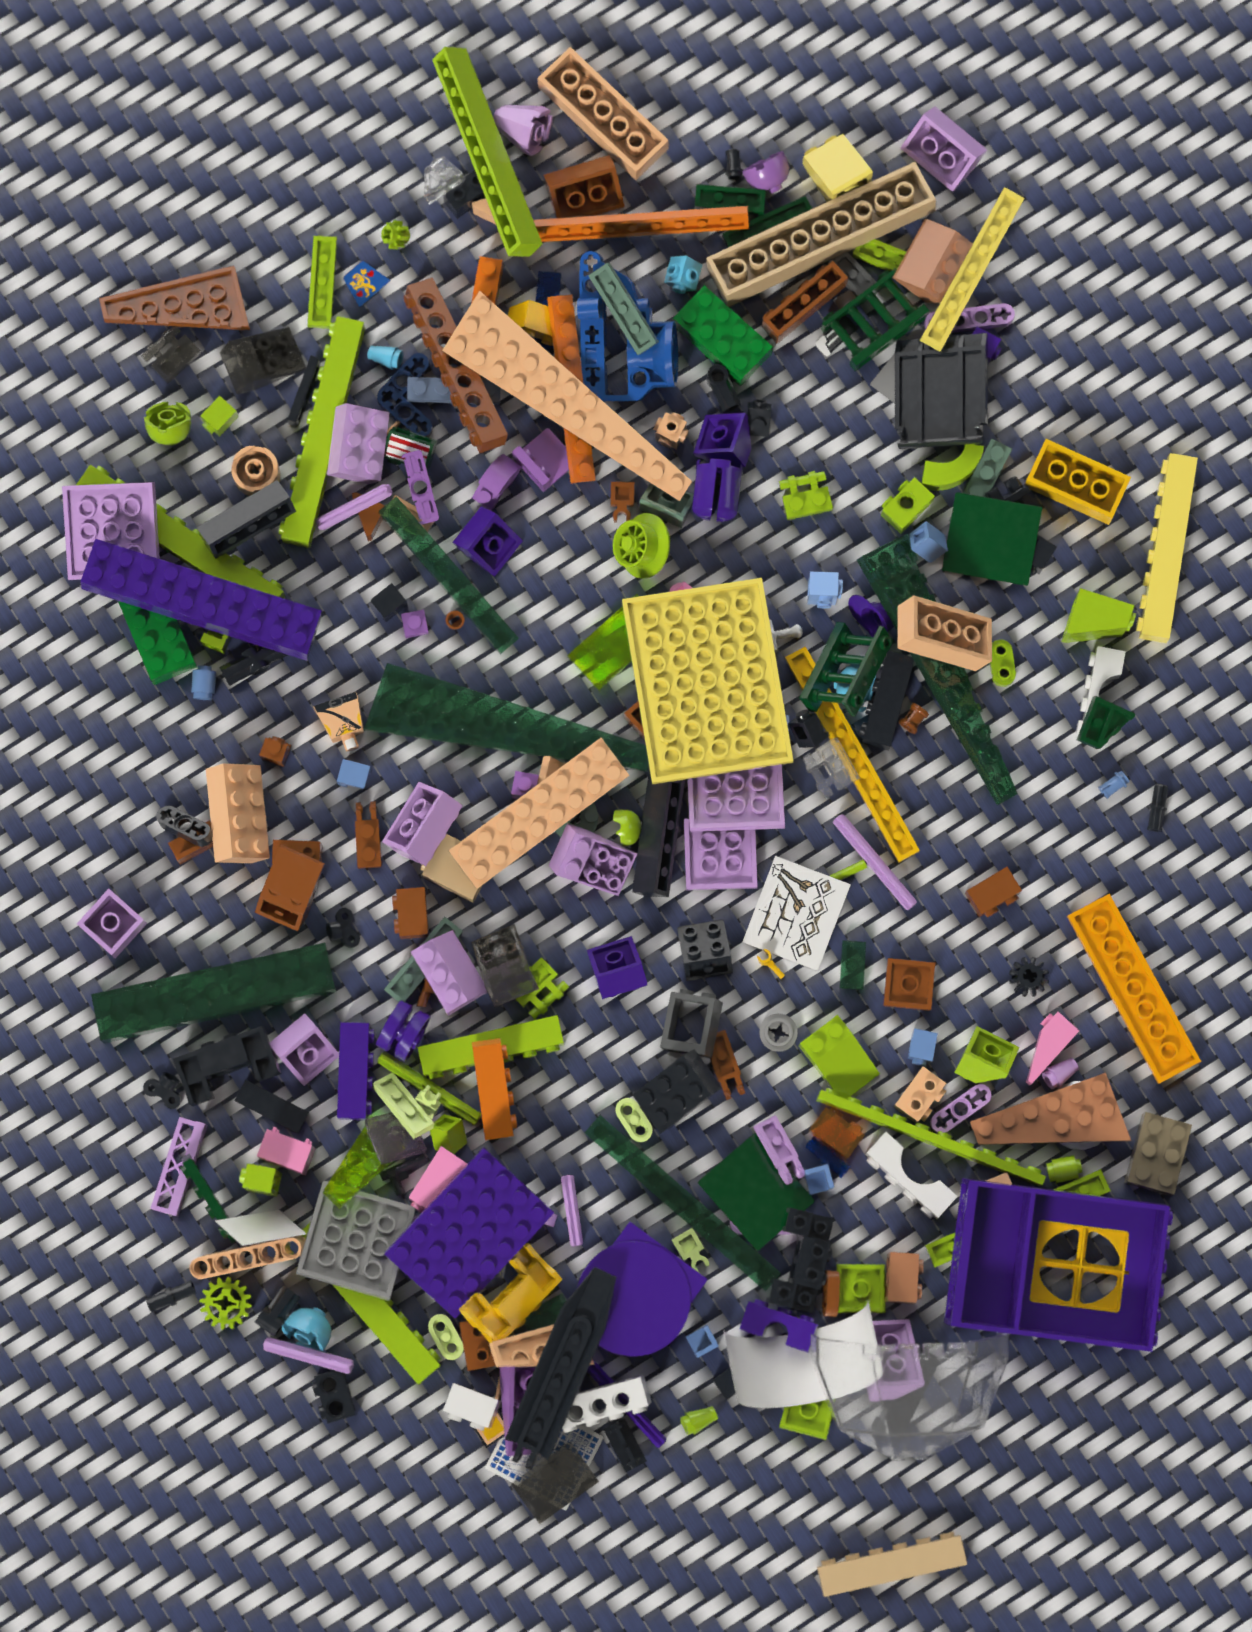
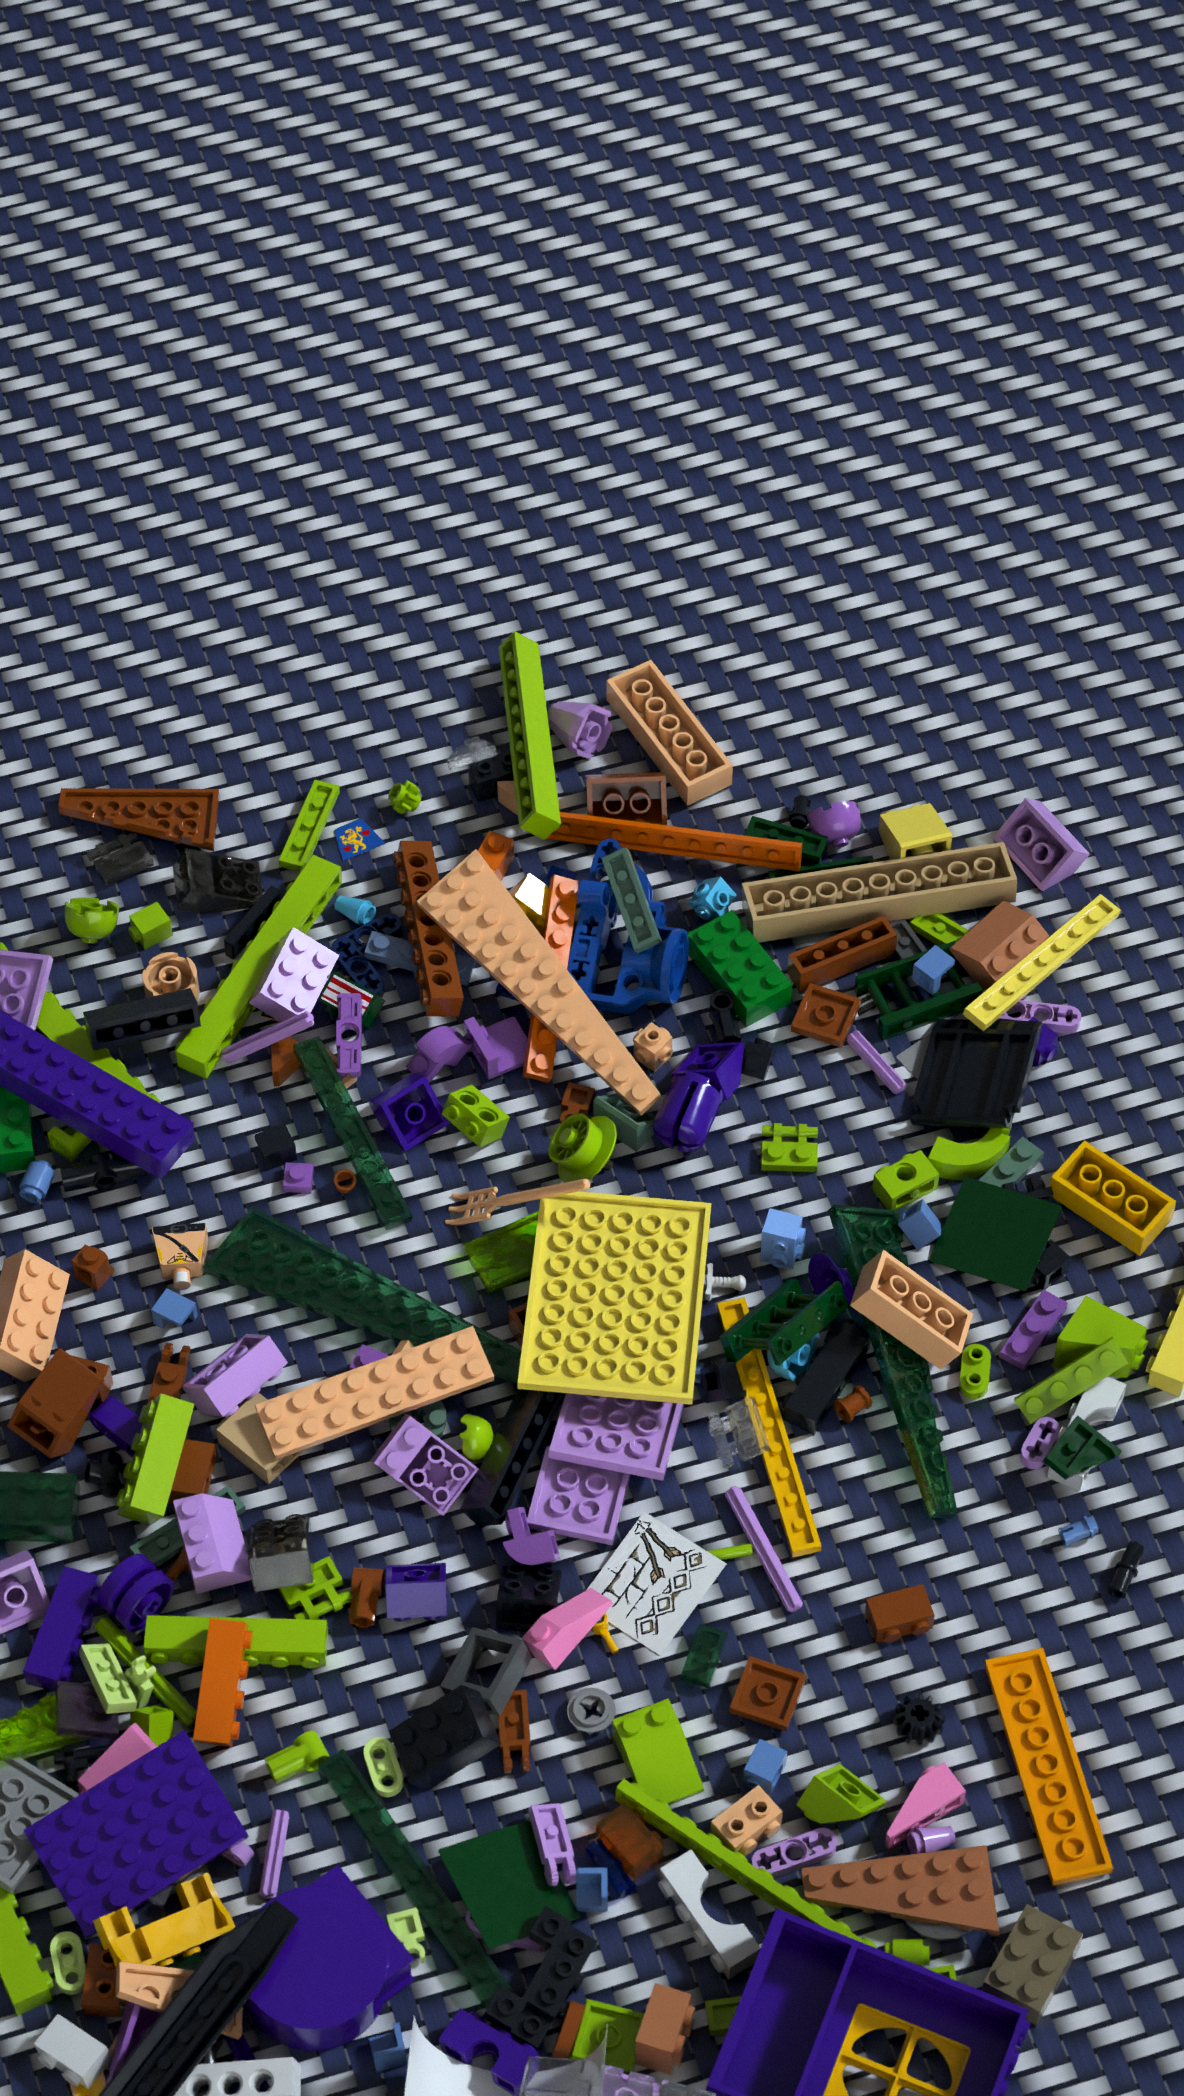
camera: 15 degrees right, 25 degrees down
(351, 889) = (116, 1423): none -> dark purple beam
(384, 917) = (154, 1459): none -> lime brick
(544, 533) = (475, 1115): none -> lime brick
(571, 1126) = (302, 1755): none -> lime piece
(578, 977) = (366, 1588): none -> dark orange piece
(581, 613) = (508, 1199): none -> light nougat piece
(694, 911) = (526, 1547): none -> medium lavender brick
(742, 969) = (565, 1626): none -> bright pink slope
(804, 362) = (825, 1015): none -> dark orange plate
(856, 396) = (876, 1062): none -> lavender axle
(885, 302) = (930, 968): none -> medium blue panel
(1039, 613) = (1033, 1330): none -> medium lavender plate
(1061, 713) = (1034, 1440): none -> lavender beam
(1082, 661) = (1071, 1380): none -> lime plate

